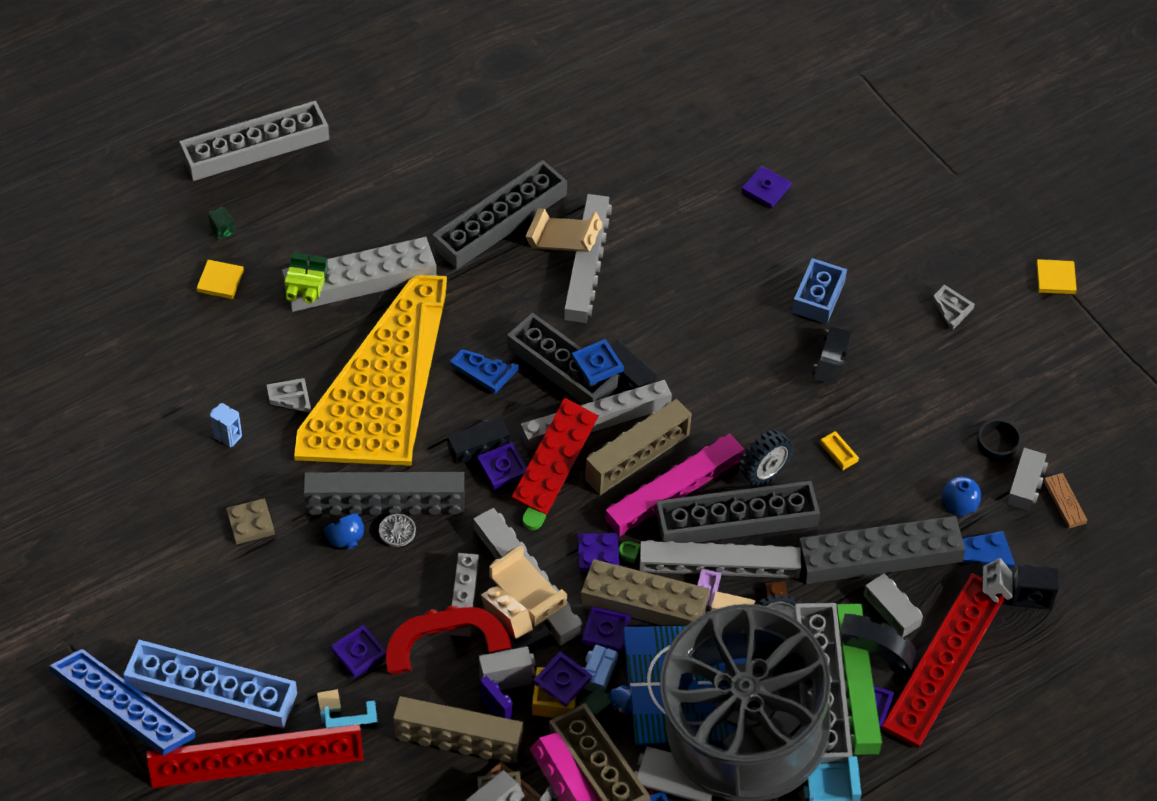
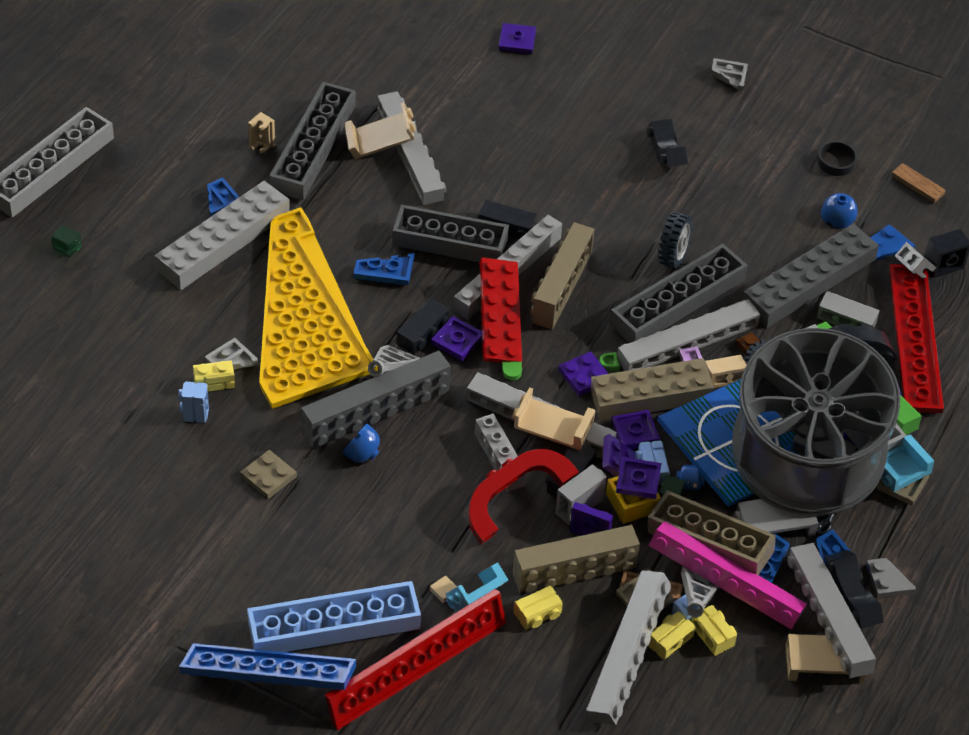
camera: 30 degrees left, 5 degrees down
(220, 279) = (97, 288): yellow tile -> none
(261, 407) = (216, 375): none -> light yellow brick
(305, 278) = (185, 253): lime hips -> none
(358, 651) = (441, 537): dark purple plate -> none
(383, 234) = (220, 195): none -> blue wing
(397, 530) = (403, 427): light grey wheel -> none
(397, 759) = (538, 607): none -> light yellow brick
(431, 454) = (389, 359): none -> light grey plate
(456, 187) = (261, 132): none -> tan hinge
(508, 611) = (562, 443): tan brick -> none
(568, 643) = (613, 452): none -> dark purple plate
(597, 362) = (487, 220): blue plate -> none
(674, 484) = (610, 294): dark pink brick -> none
(819, 291) = (621, 99): medium blue brick -> none
(839, 450) = (720, 216): yellow tile -> none
(1027, 479) = (880, 178): light grey brick -> none
(1056, 276) = (792, 21): yellow tile -> none

